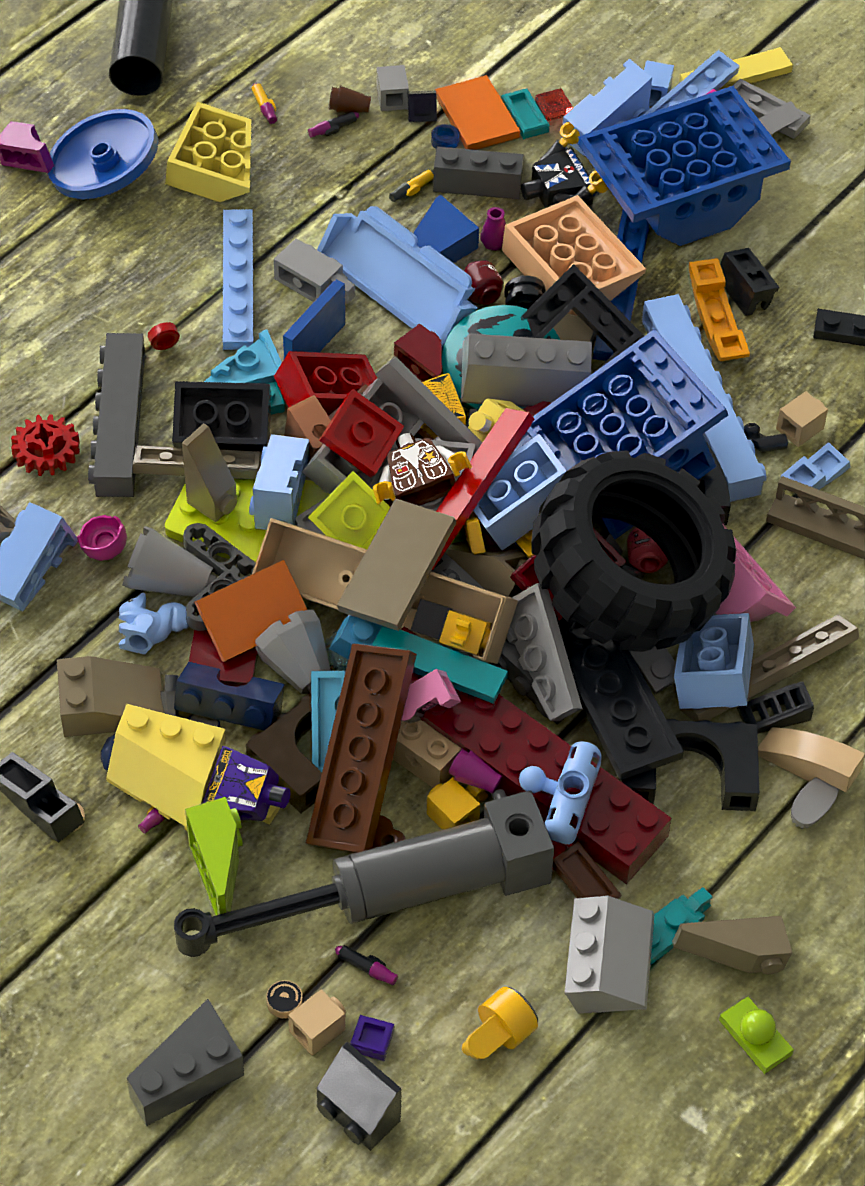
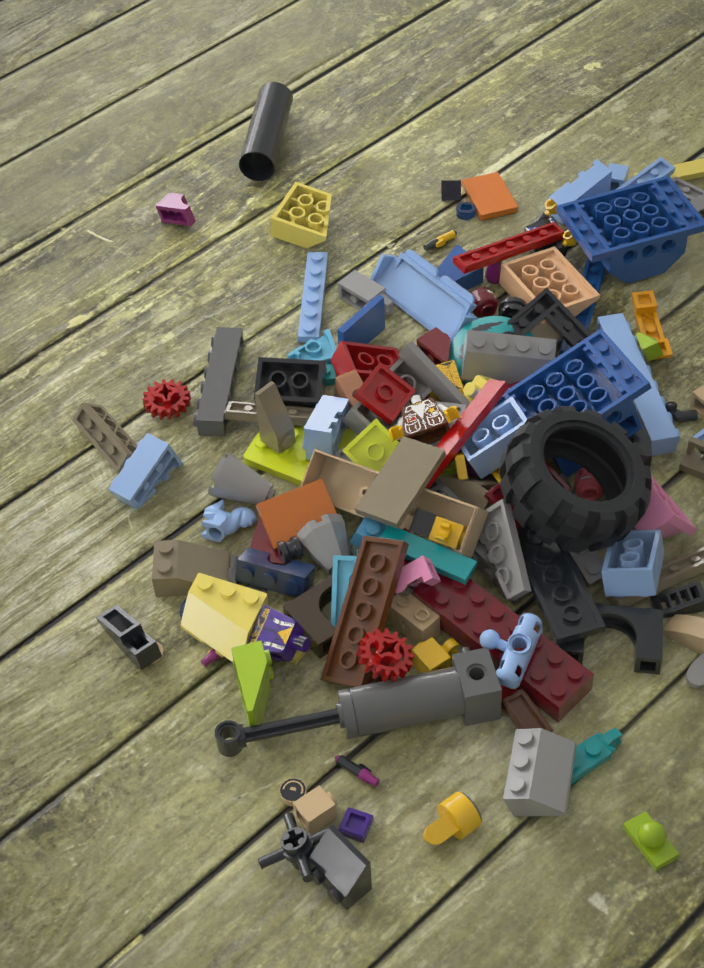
camera: 10 degrees right, 5 degrees down
(102, 537) = (198, 462): dark pink hair -> none
(103, 153) = (229, 214): blue dish -> none
(163, 336) = (257, 331): red tile -> none
(186, 1066) = (213, 837): dark grey wedge -> none
(226, 570) = (275, 468): dark grey beam -> none
(246, 663) = (290, 550): none -> black wheel
(266, 105) = (344, 188): piece -> none
(298, 1074) = (295, 847): none -> black bar
(333, 125) = (389, 201): black piece -> none
(347, 100) = (400, 186): reddish brown cone -> none
(392, 87) = (431, 178): light grey brick -> none
(395, 808) = (387, 656): none -> red gear
(473, 771) = (446, 632): magenta cone -> none
(478, 172) = (483, 230): dark grey slope -> none
(513, 200) = (508, 247): none -> red tile
(526, 113) = (523, 196): teal tile -> none
(553, 104) = (542, 190): clear red plate -> none
(718, 343) = (649, 346): none -> lime slope
(743, 944) = (643, 770): dark tan slope -> none
(747, 280) = (673, 306): black hinge -> none

